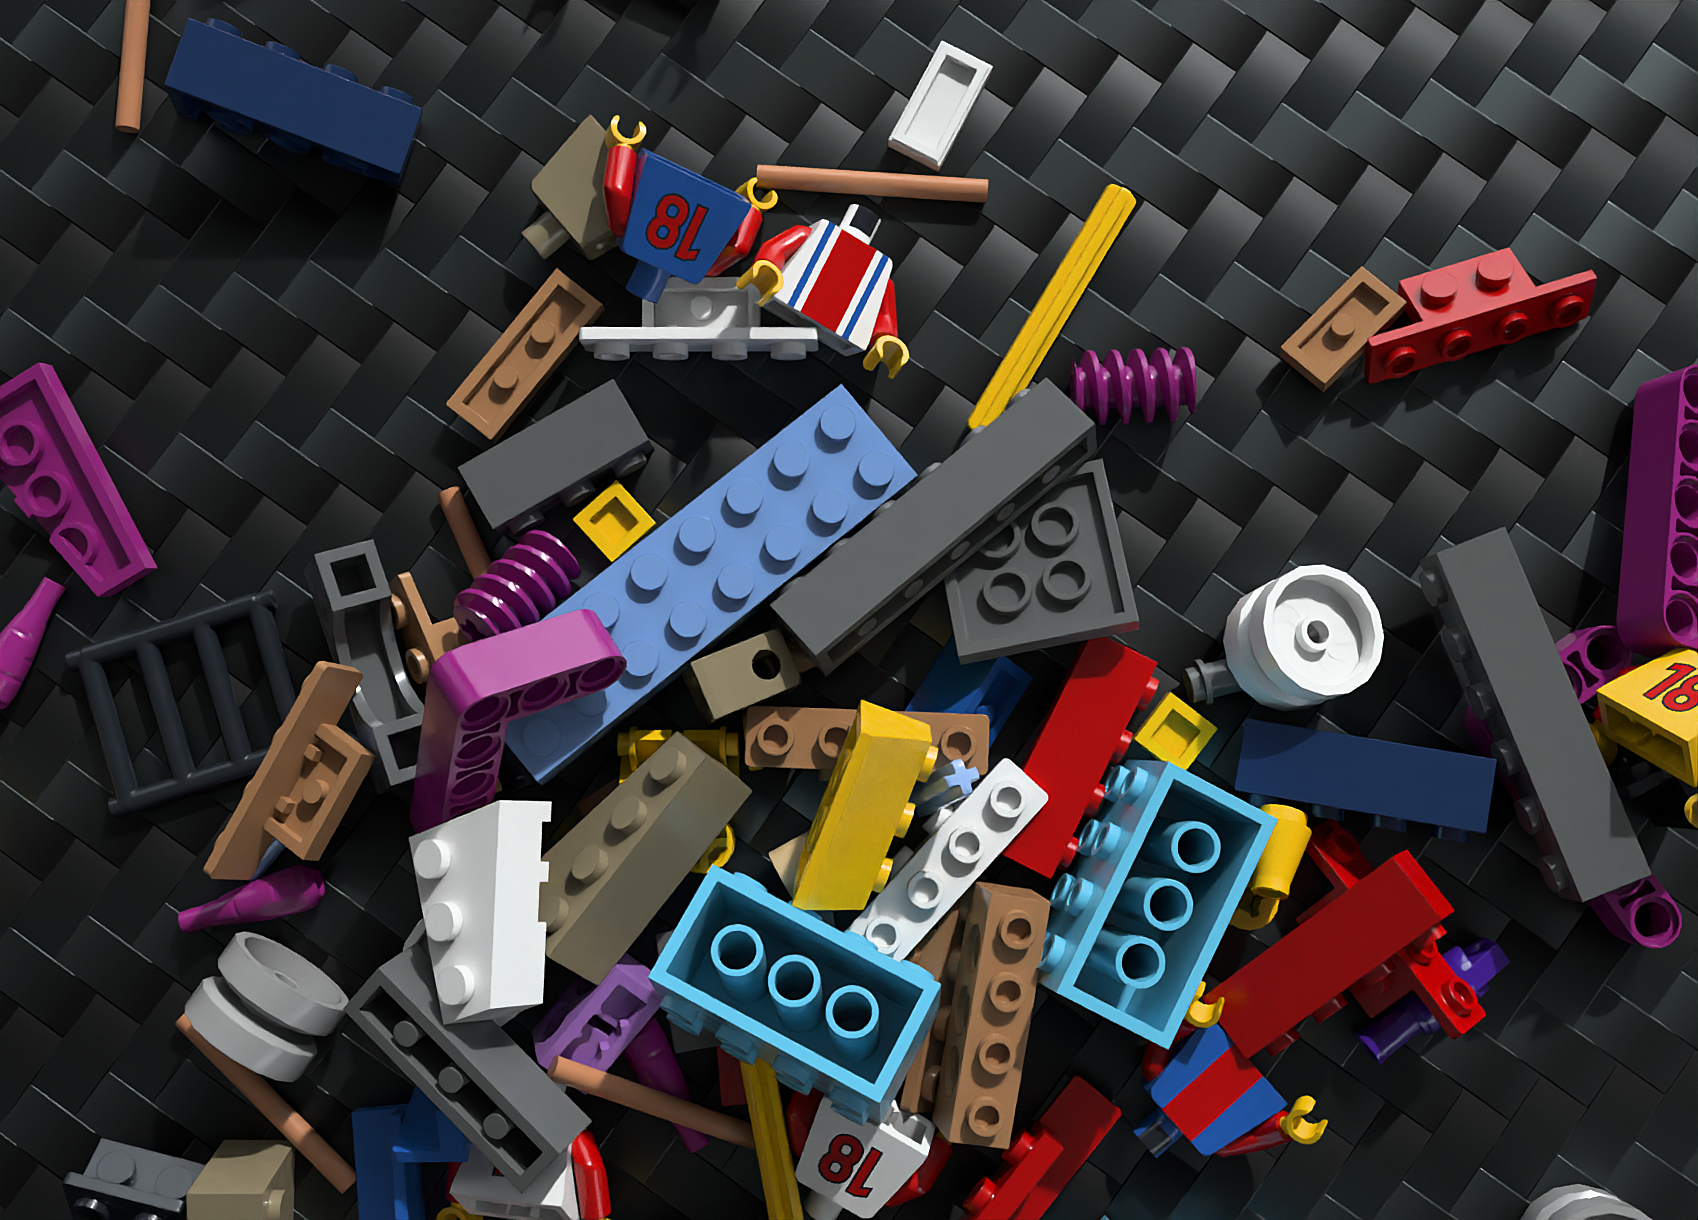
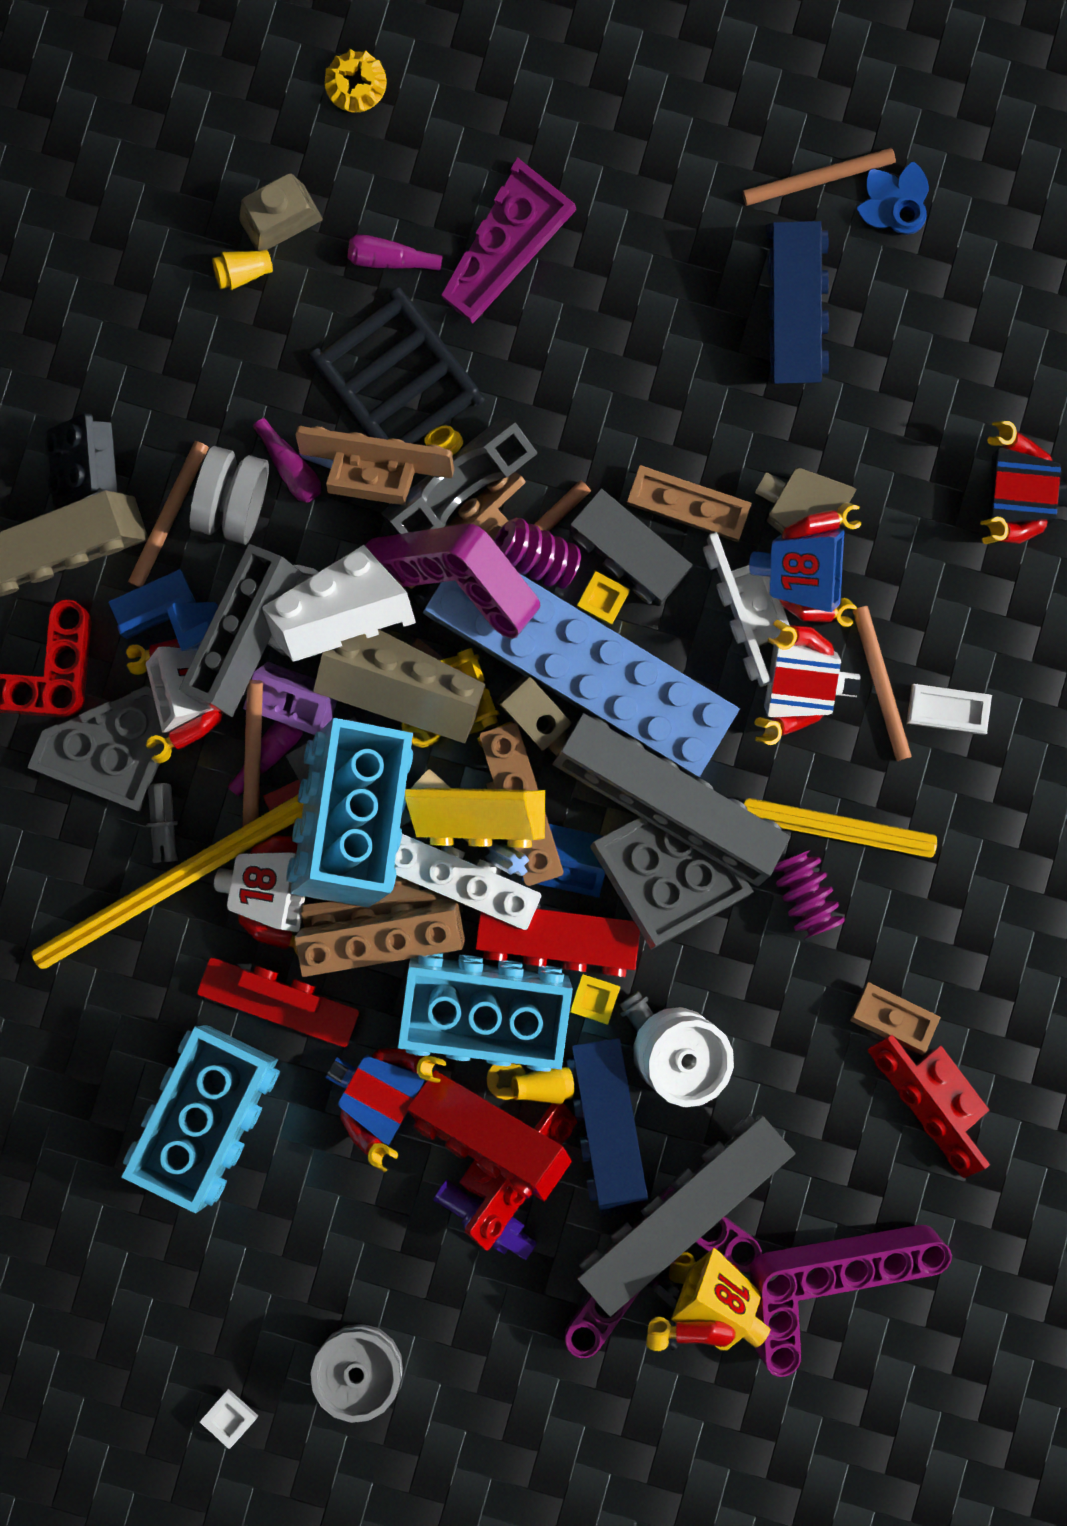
camera: 70 degrees right, 0 degrees up
(302, 662) = (445, 437): none -> yellow plate

